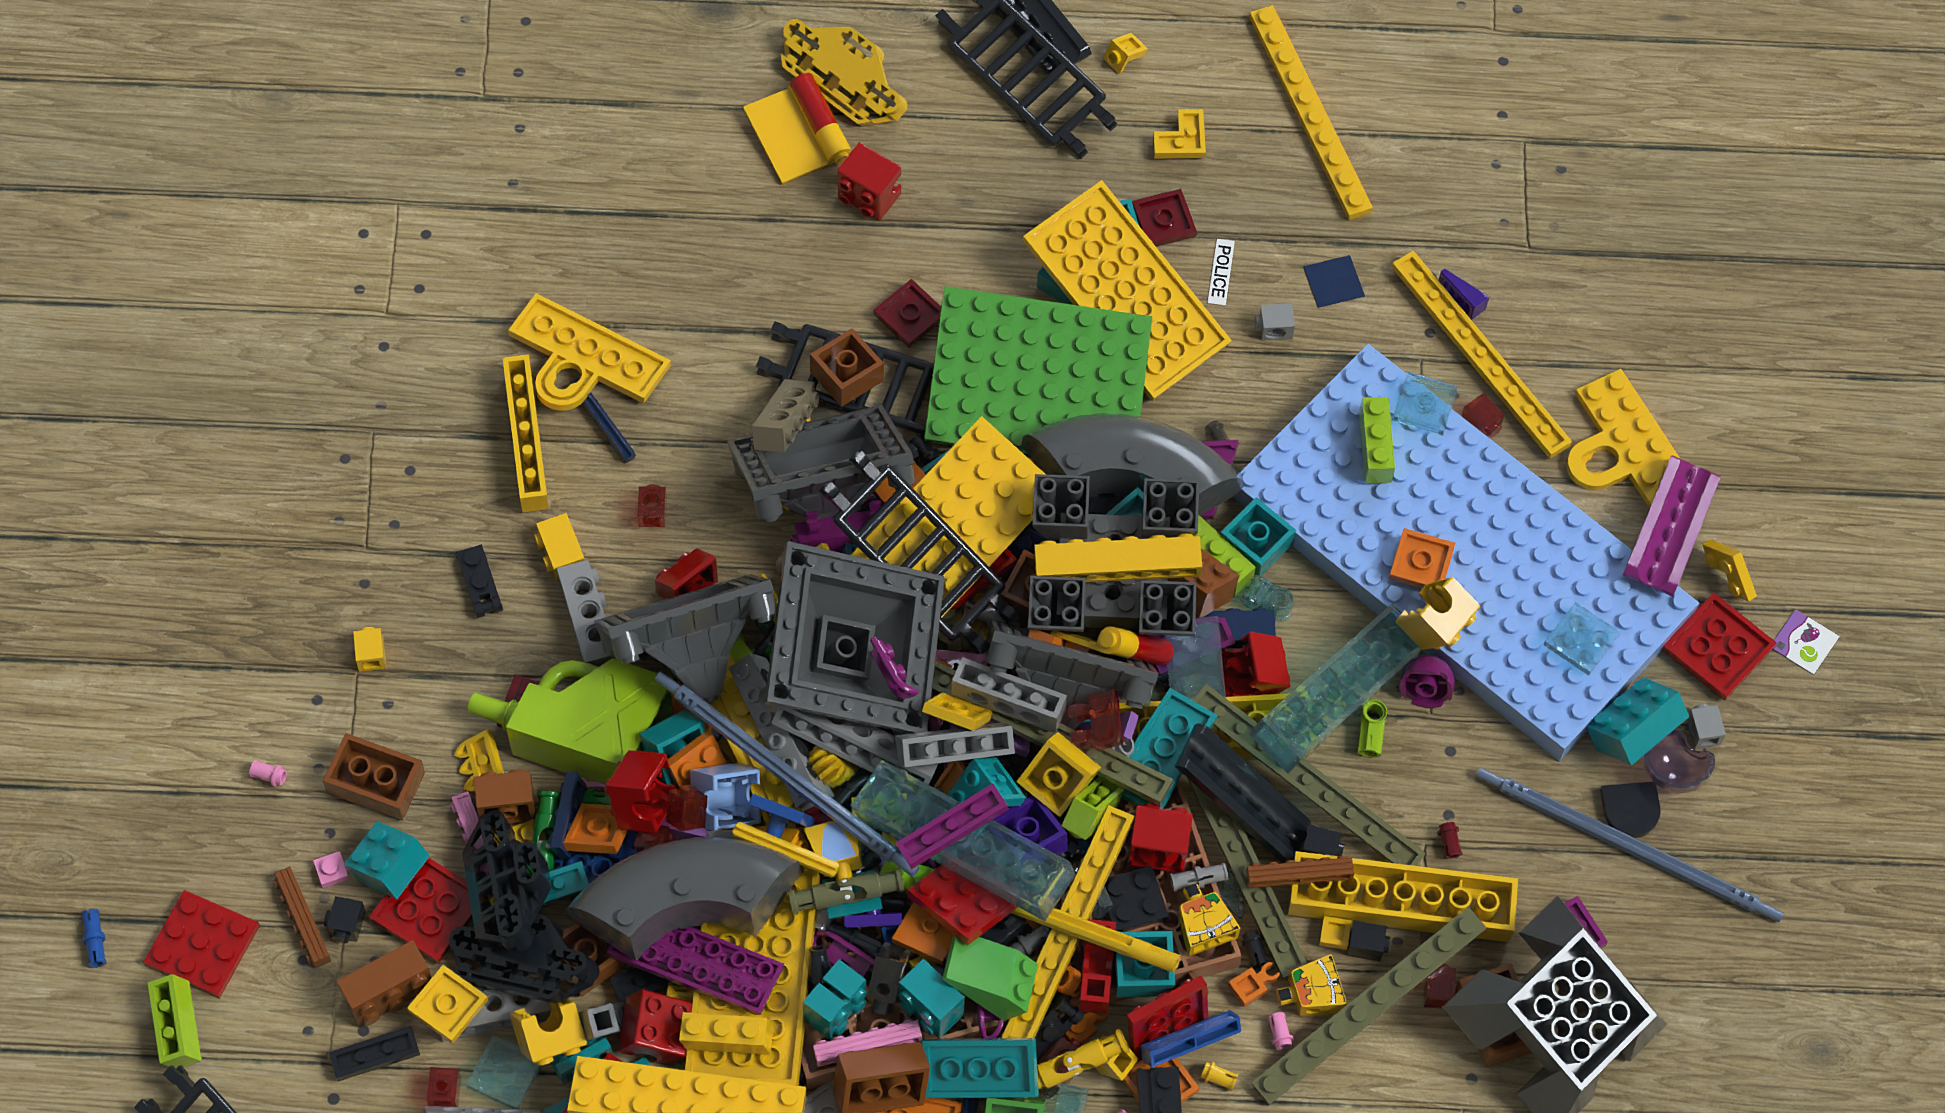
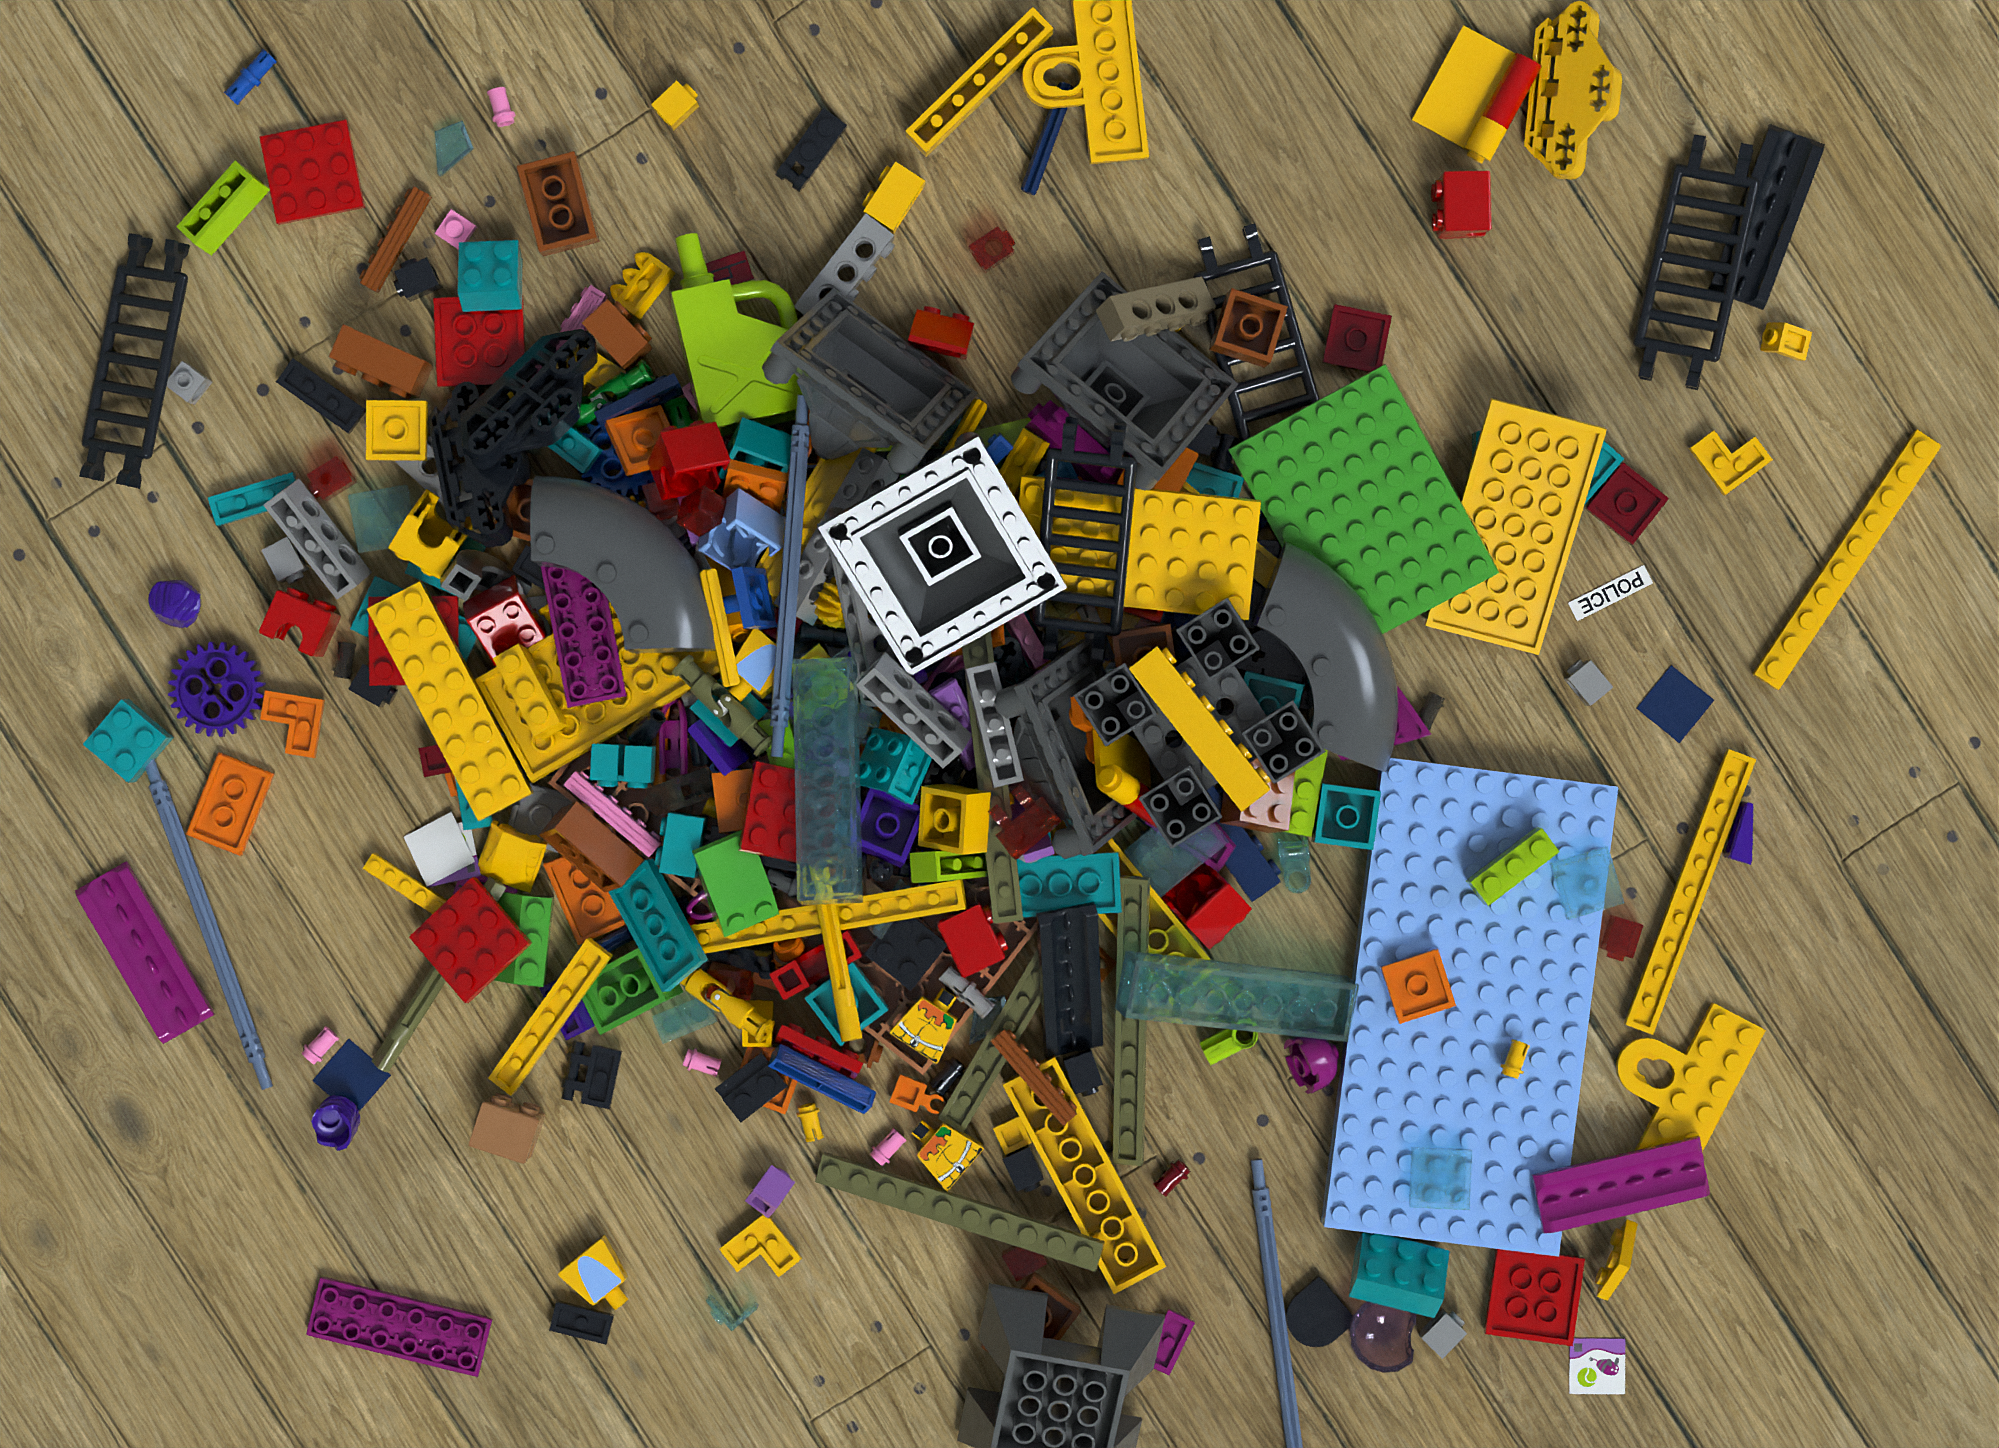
camera: 60 degrees right, 25 degrees up
(267, 828) = (451, 146): none -> clear light blue piece
(891, 672) = (937, 612): magenta piece -> none
(952, 826) = (823, 769): magenta plate -> none
(957, 711) = (946, 690): yellow tile -> none
(1443, 617) = (1365, 1046): yellow piece -> none
(1525, 531) = (1515, 1059): none -> yellow pin

